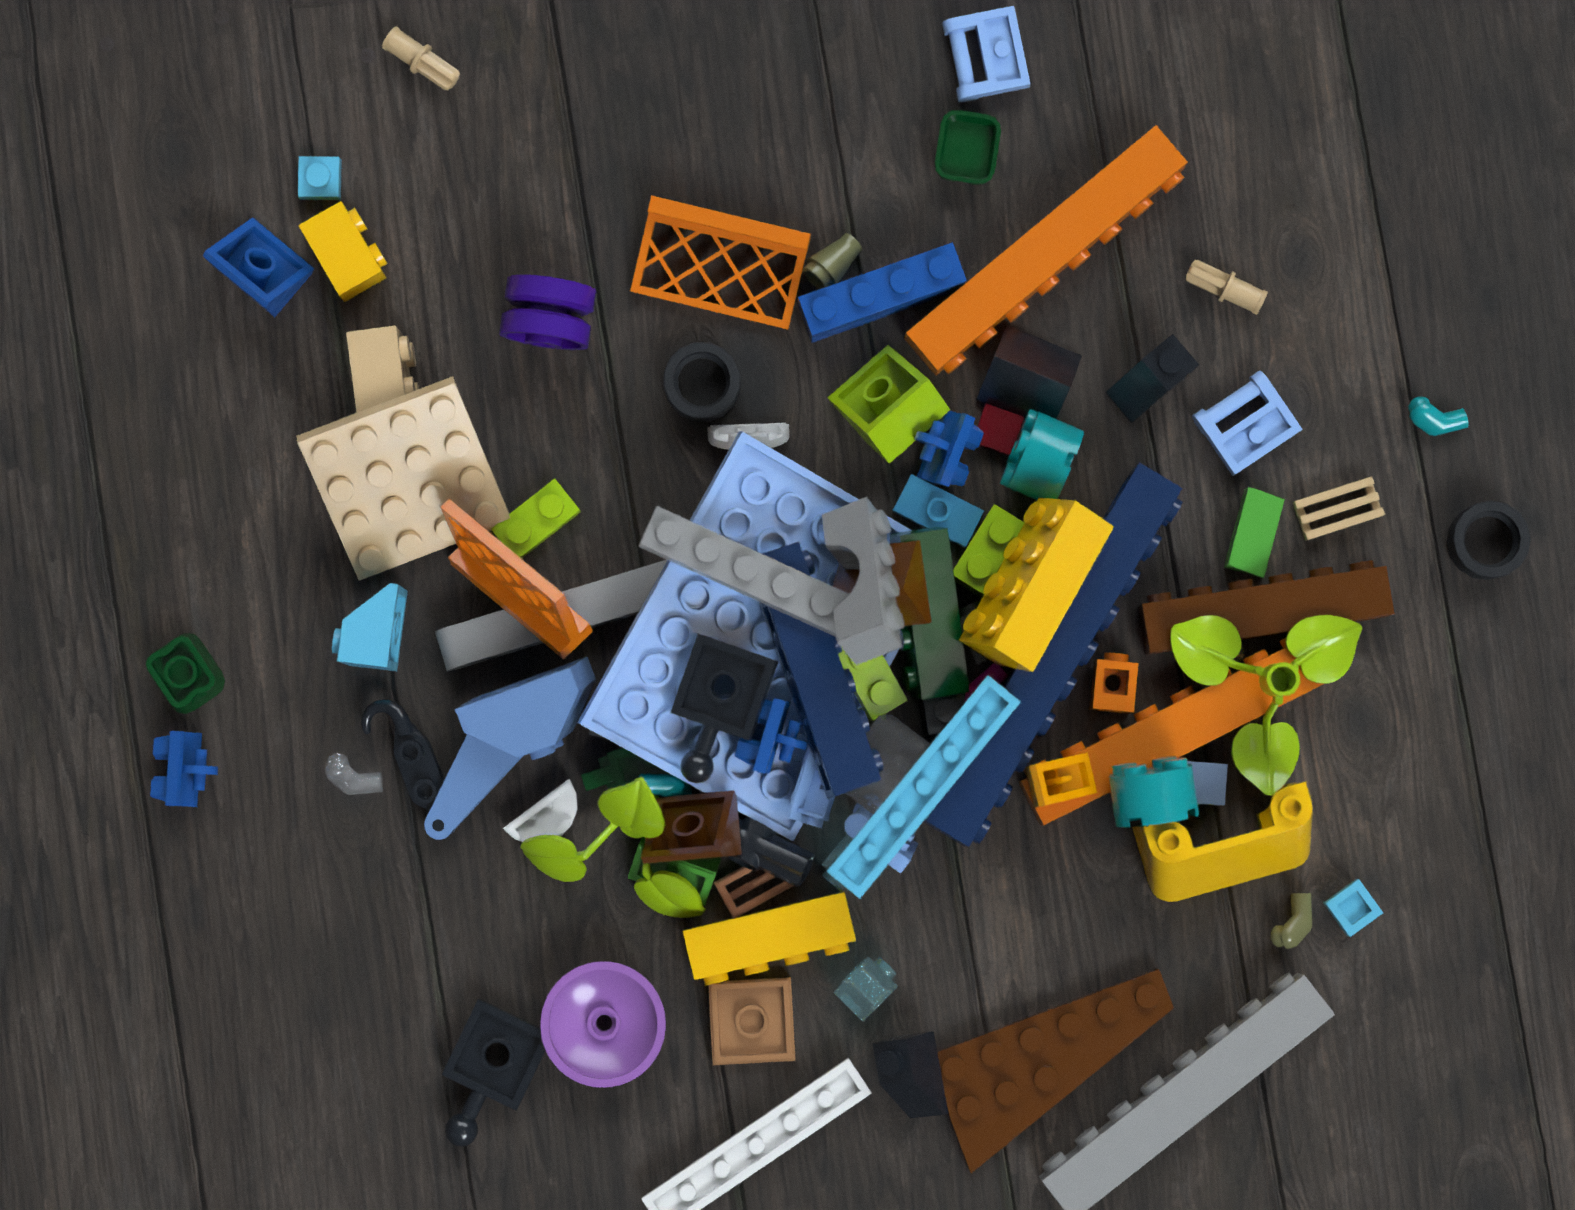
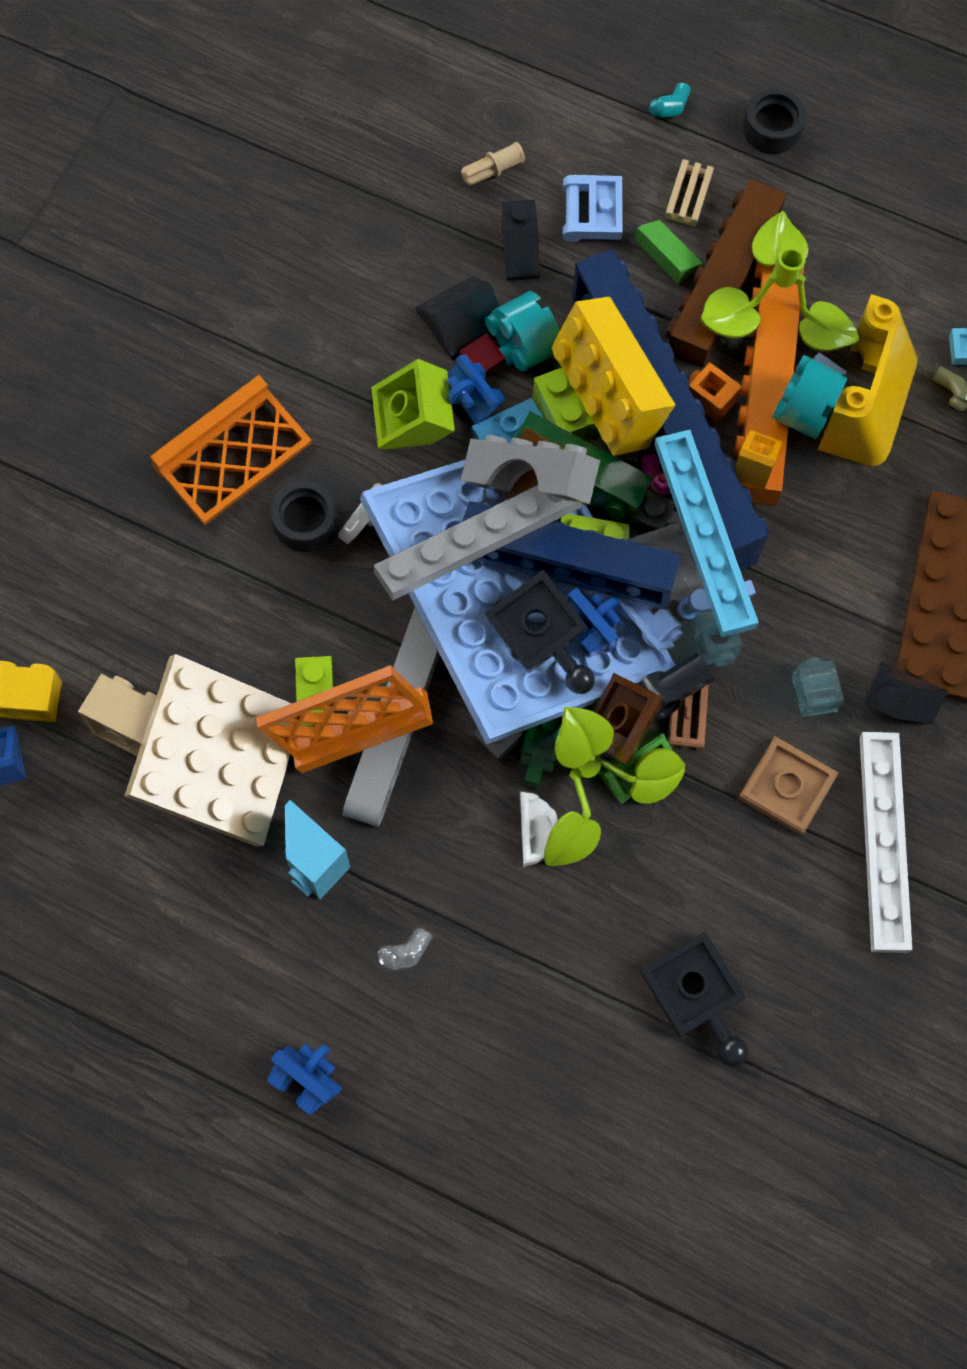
camera: 55 degrees left, 15 degrees down
(185, 673) = (234, 1026): dark green piece -> none
(500, 730) = (451, 807): medium blue slope -> none
(547, 312) = (175, 576): dark purple wheel -> none
(599, 1055) = (739, 867): medium lavender dish -> none
(769, 936) = (735, 728): yellow brick -> none
(832, 262) = (289, 384): olive cone -> none
(881, 292) = (333, 363): blue brick -> none
(967, 147) = (280, 252): dark green piece -> none
(999, 49) = (230, 194): light blue plate -> none
(1045, 251) = (386, 250): orange brick -> none

